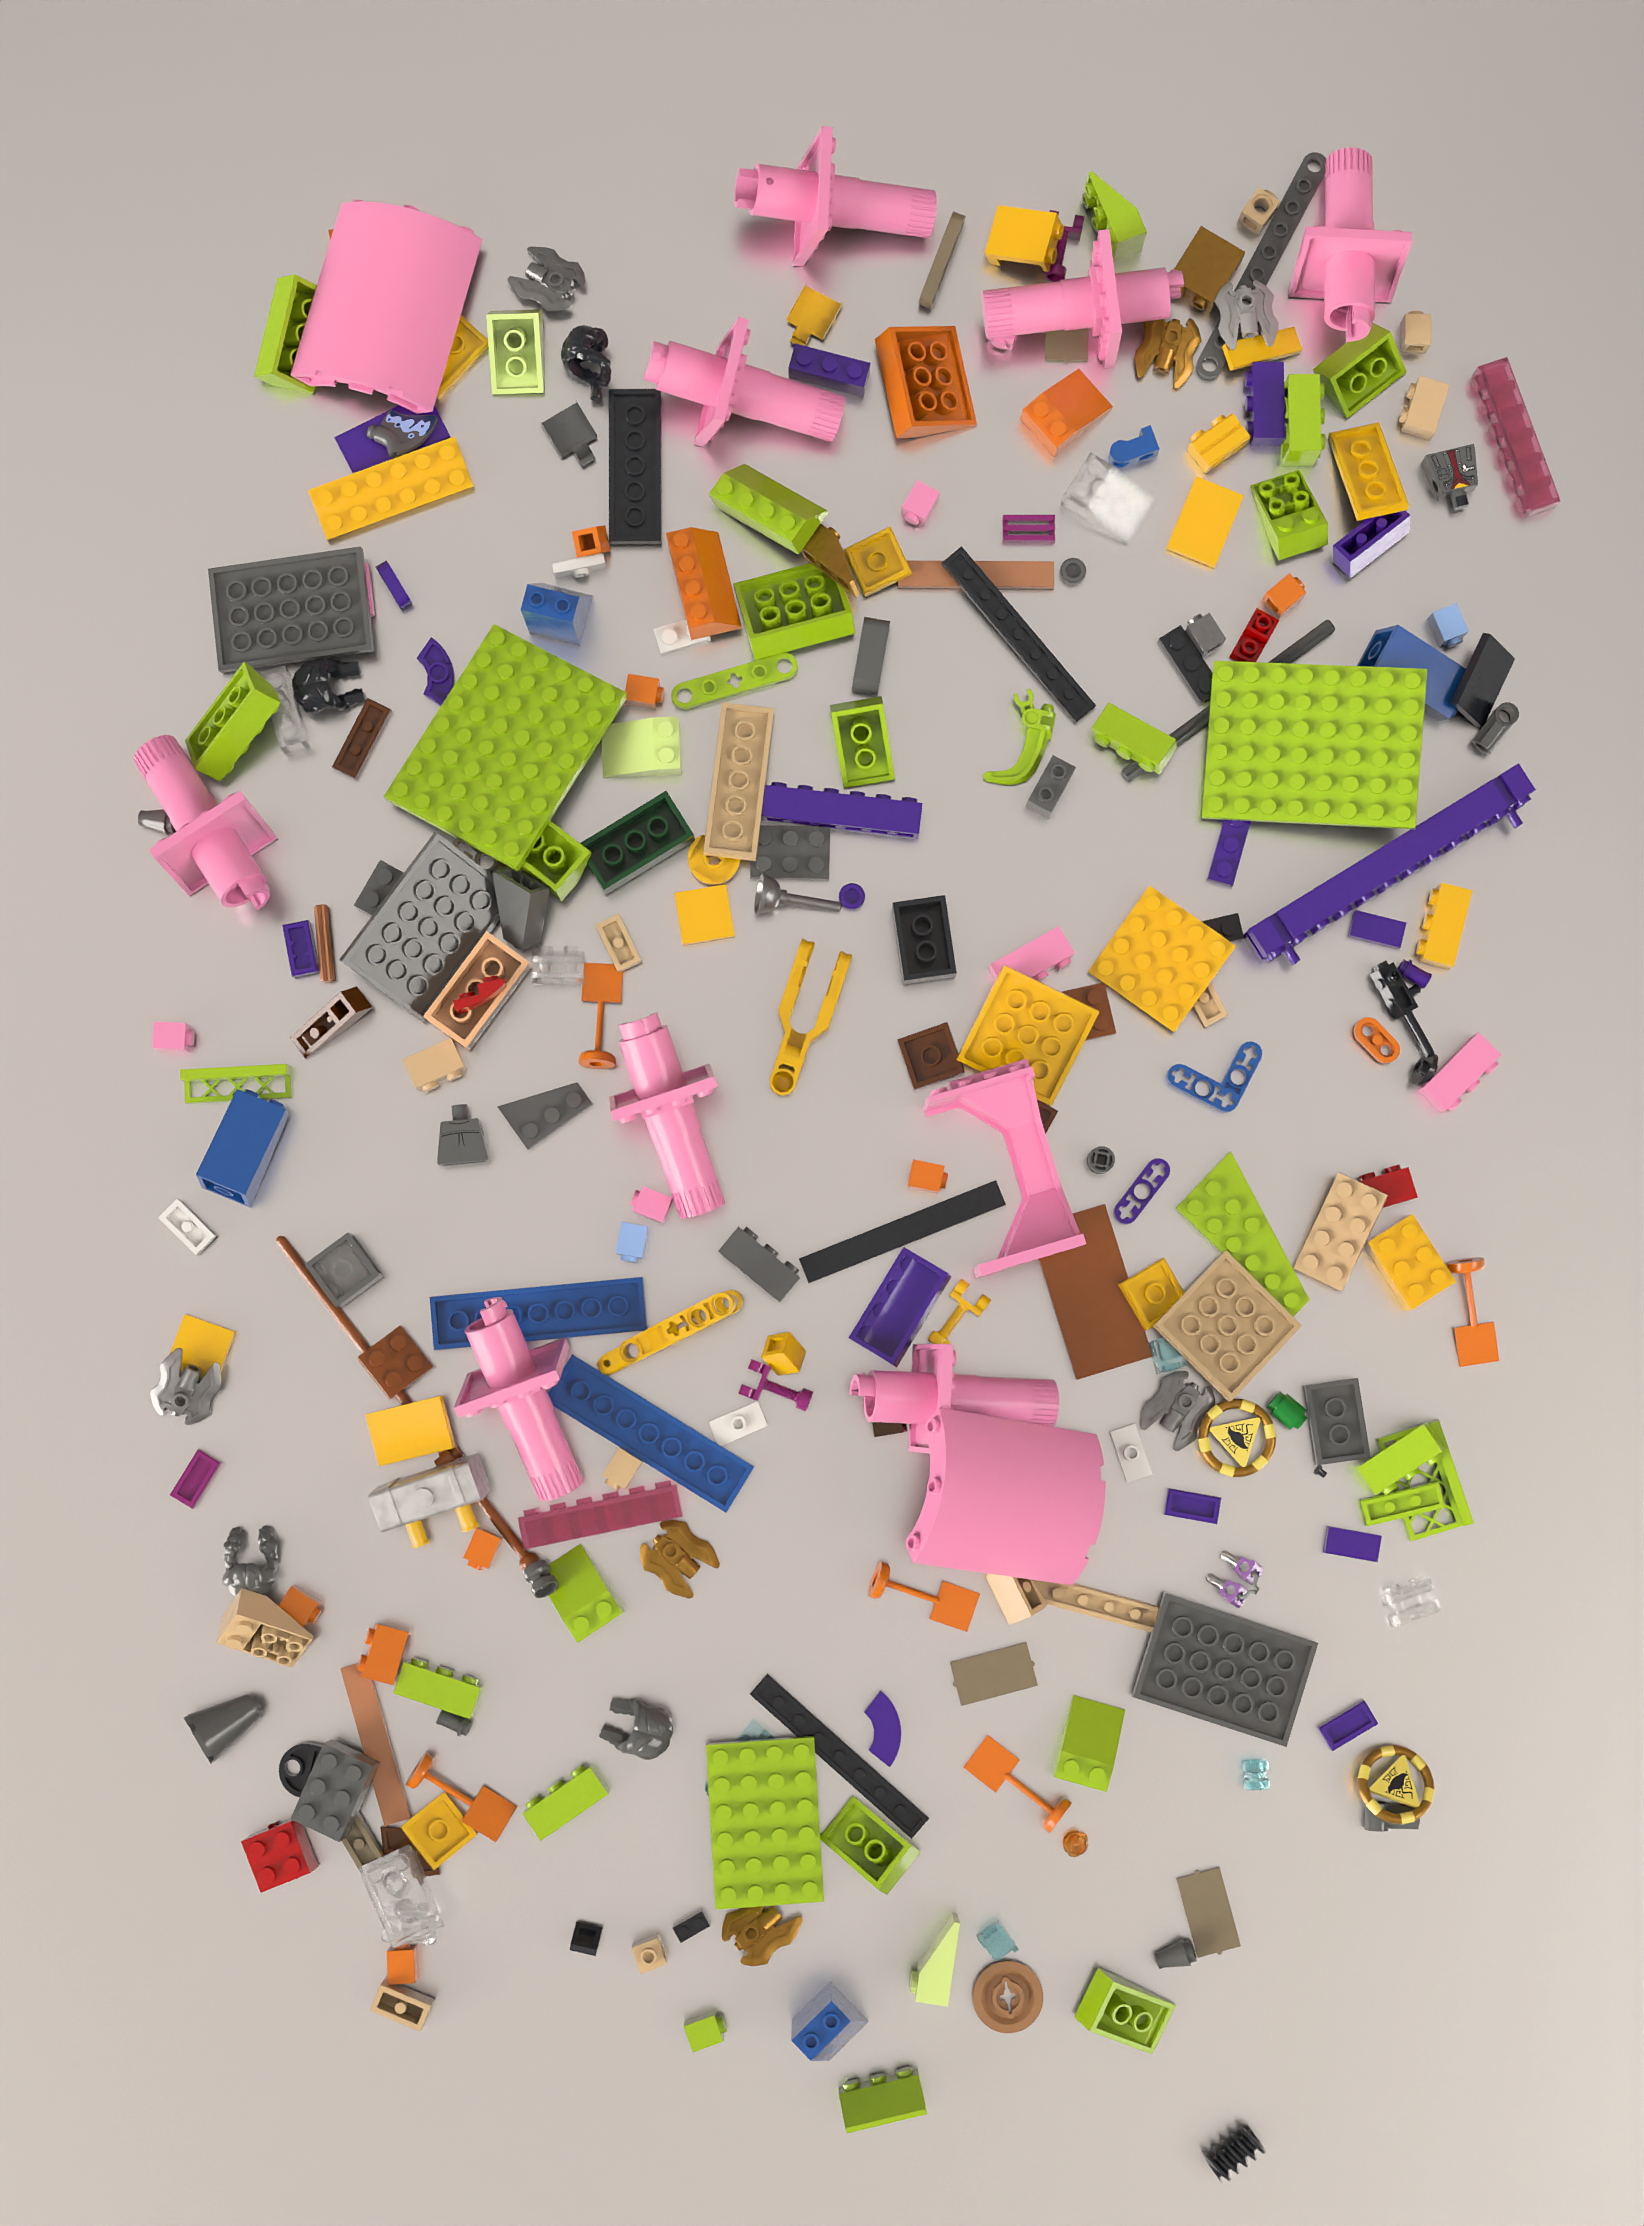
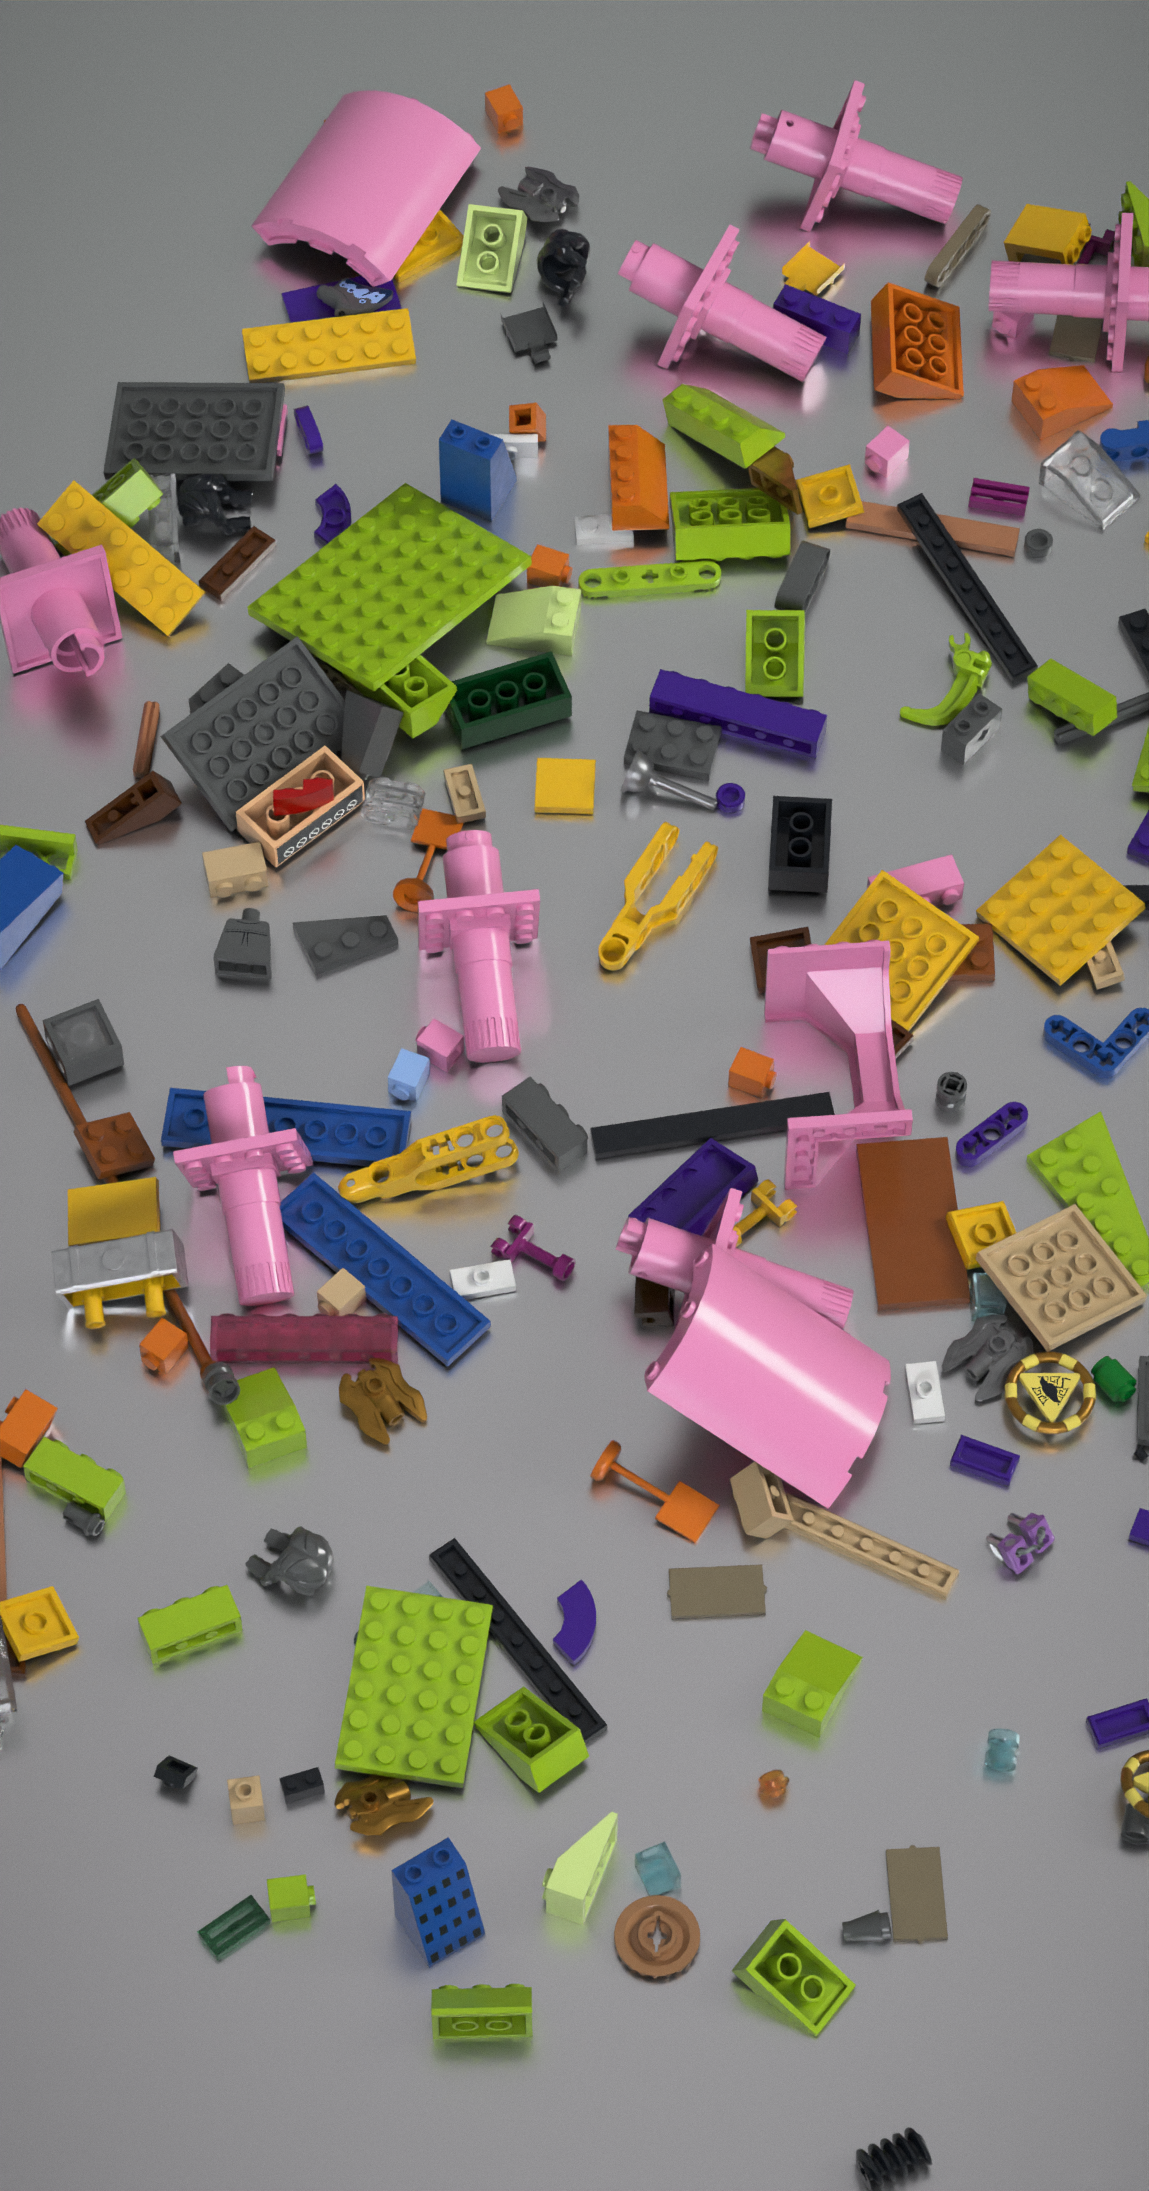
camera: 15 degrees right, 25 degrees down
(257, 770) = (134, 566): none -> yellow plate
(284, 331) = (252, 194): lime slope -> none
(300, 948) = (119, 739): dark purple plate -> none
(486, 1813) = (94, 1619): orange piece -> none
(493, 188) = (503, 109): none -> orange brick
(634, 466) = (590, 370): black plate -> none
(679, 2043) = (240, 1937): none -> clear green tile
(710, 874) = (580, 747): yellow plate -> none
(738, 781) = (631, 664): tan plate -> none
(783, 1353) = (551, 1217): yellow panel -> none
(993, 1766) = (695, 1685): orange piece -> none
(1225, 1669) = (988, 1631): dark grey plate -> none

